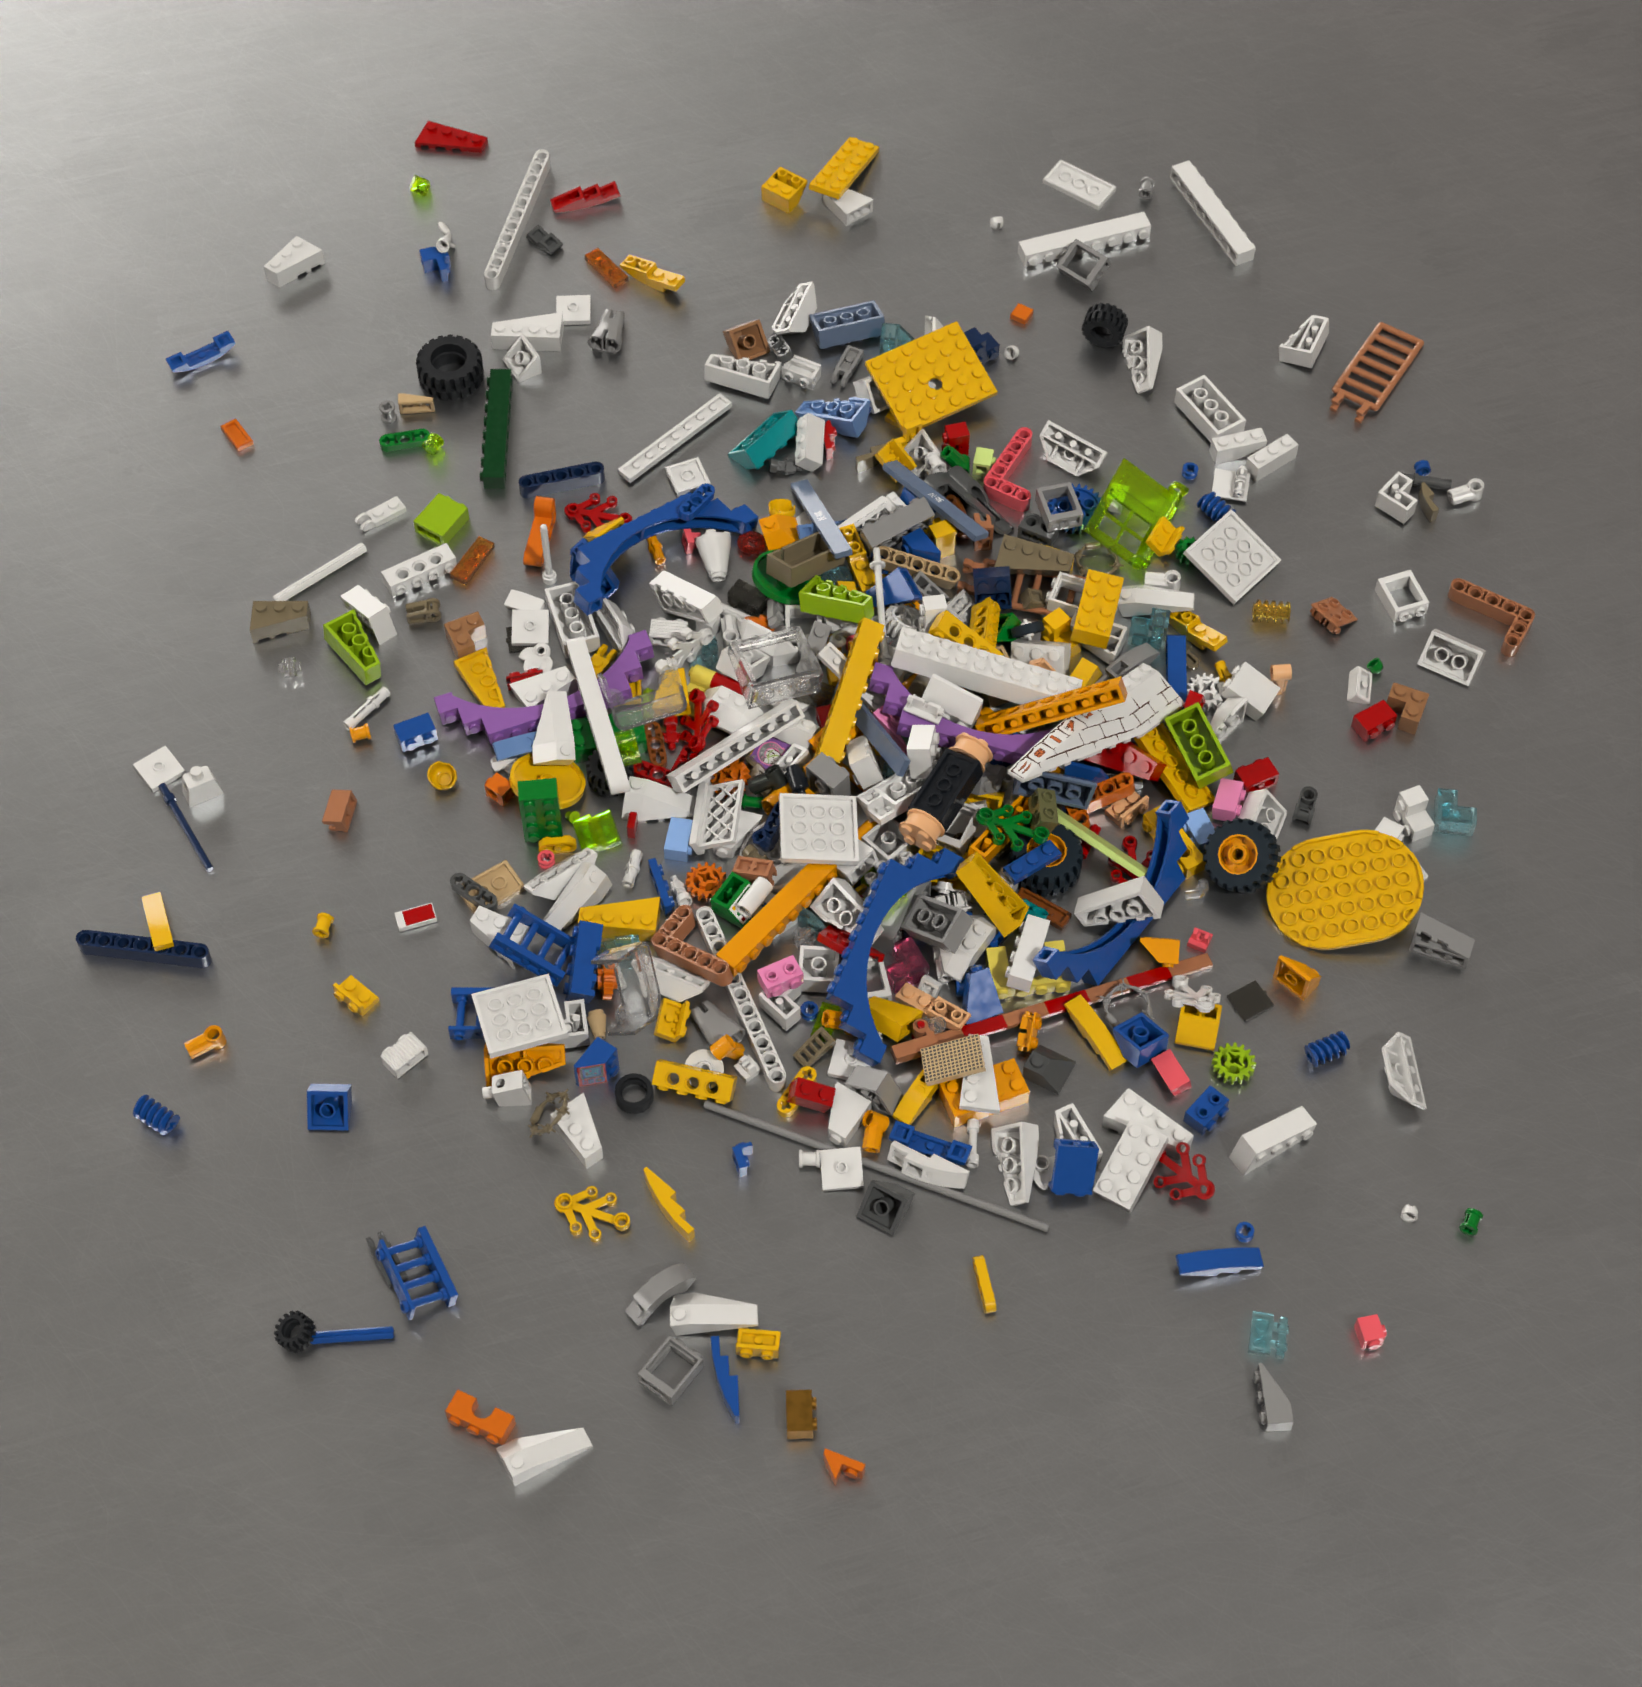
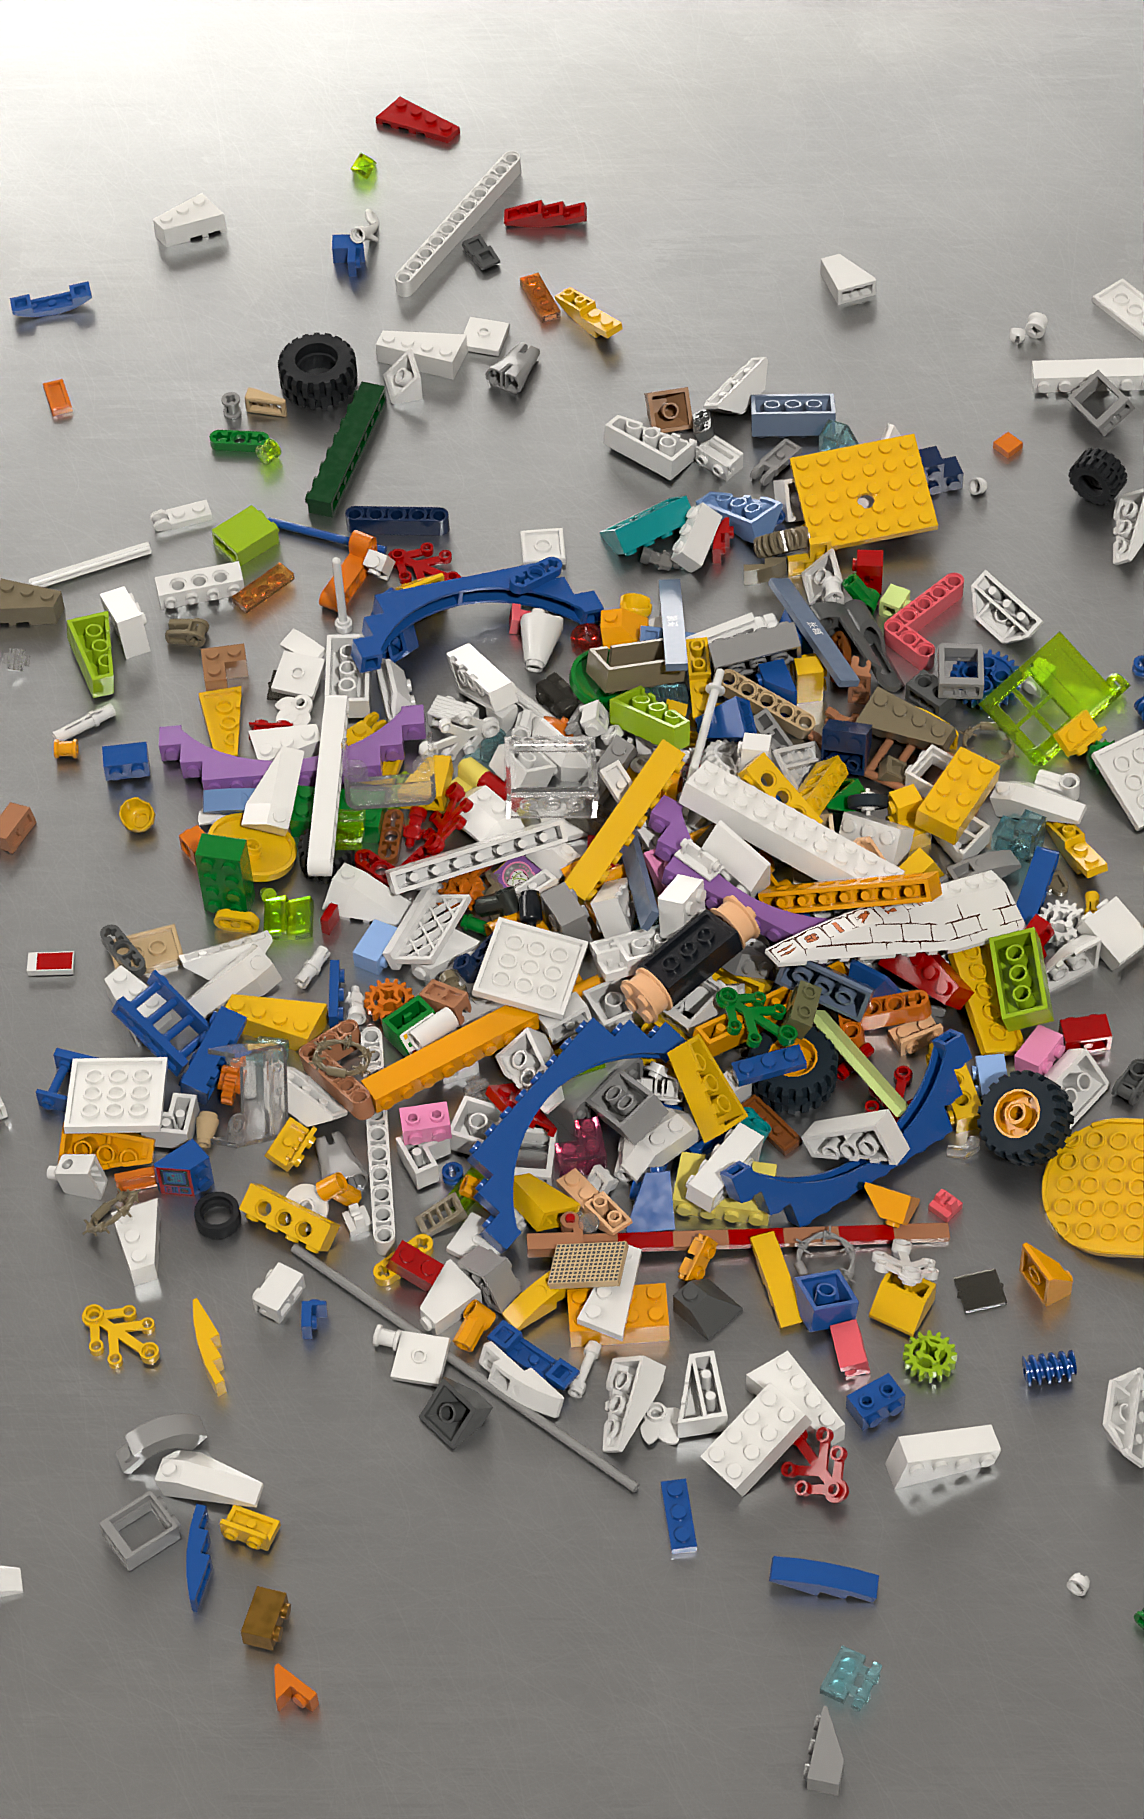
camera: 20 degrees right, 5 degrees down
(501, 504) = (318, 533): none -> blue bar
(548, 855) = (219, 928): coral bush -> none
(557, 1080) = (136, 1179): none -> orange tile
(561, 520) = (378, 564): none -> white brick
(655, 547) = (475, 619): light orange pin -> none
(674, 438) = (544, 501): white plate -> none
(691, 951) = (340, 1072): none -> dark tan piece
(708, 1144) = (278, 1292): none -> white hinge
(783, 190) = (776, 249): yellow slope -> none
(788, 610) = (594, 718): none -> white brick
(806, 620) = (611, 733): none -> white tile
(811, 920) = (490, 1071): clear light blue slope -> none
(844, 168) = (856, 238): yellow plate -> none
(880, 431) = (781, 542): none -> dark tan gear
(894, 451) = (790, 568): yellow bracket -> none
(984, 1284) = (535, 1531): yellow beam -> none
(1009, 211) = (1036, 325): none -> white wheel
(1074, 1167) = (686, 1423): blue panel -> none
(1089, 1242) = (678, 1516): none -> blue plate
(1244, 1225) = (875, 1557): blue bush -> none
(1370, 1332) = (976, 1708): coral brick -> none

